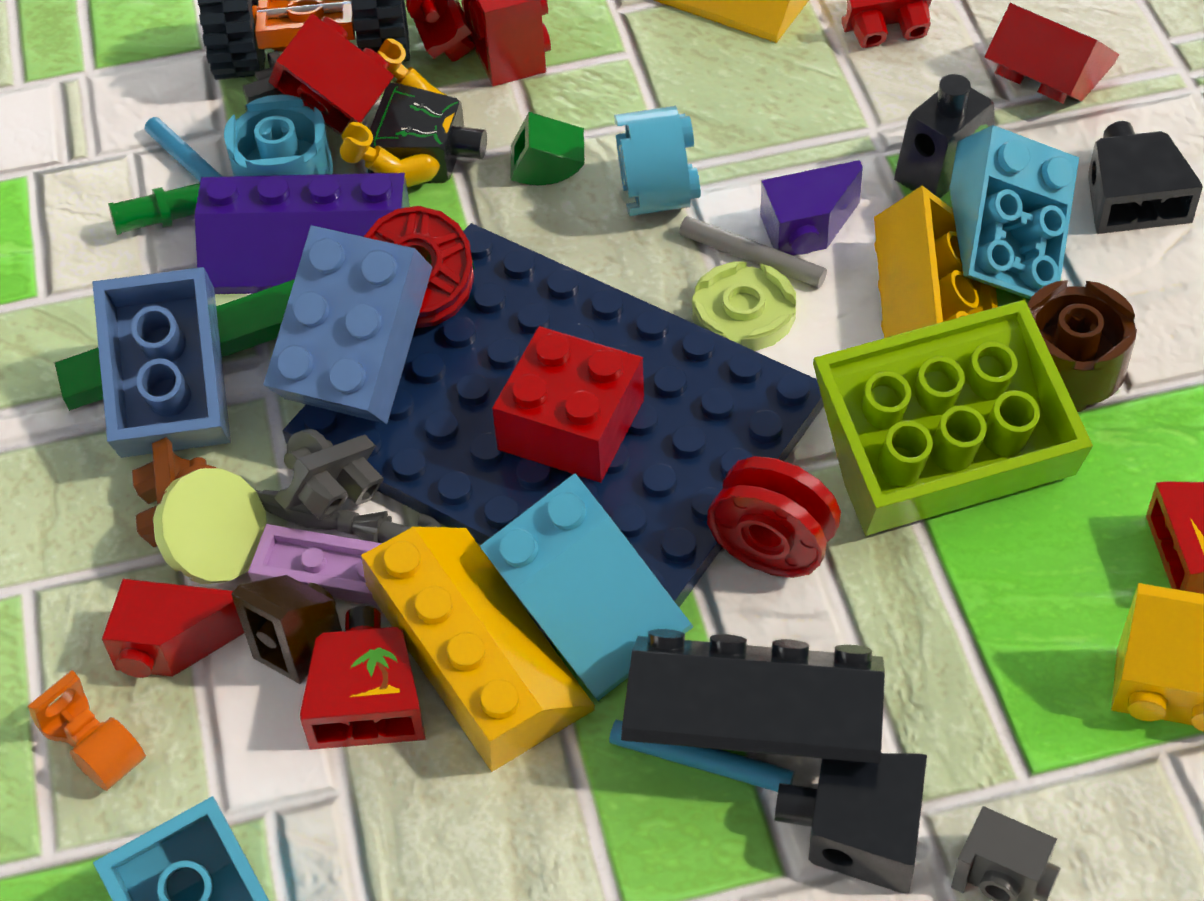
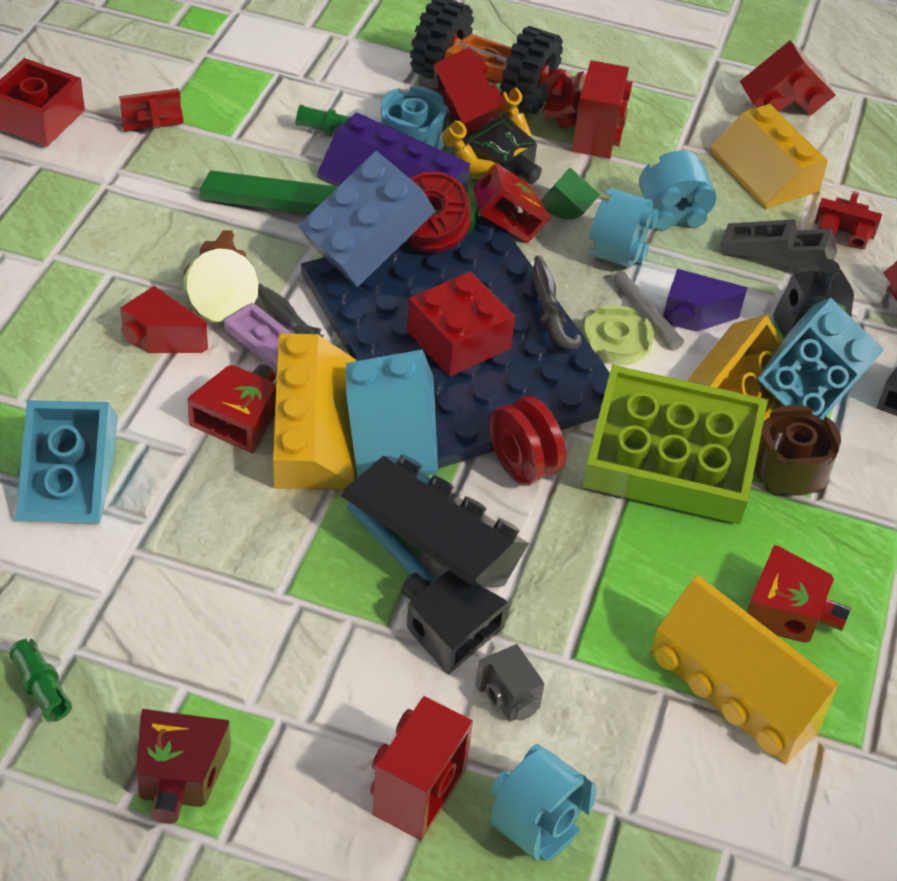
camera: 25 degrees right, 5 degrees down
(101, 749) = (82, 359): orange leg -> none
(161, 361) = (258, 191): medium blue brick -> none
(179, 149) = (365, 96): dark azure bar -> none
(283, 622) = (219, 346): dark brown slope -> none
(328, 473) = (299, 288): dark grey hips -> none
(465, 194) = (498, 200): none -> red torso
(667, 327) = (552, 315): none -> dark grey piece
(678, 70) = (678, 189): none -> medium azure brick
(841, 79) = (780, 242): none -> dark grey slope

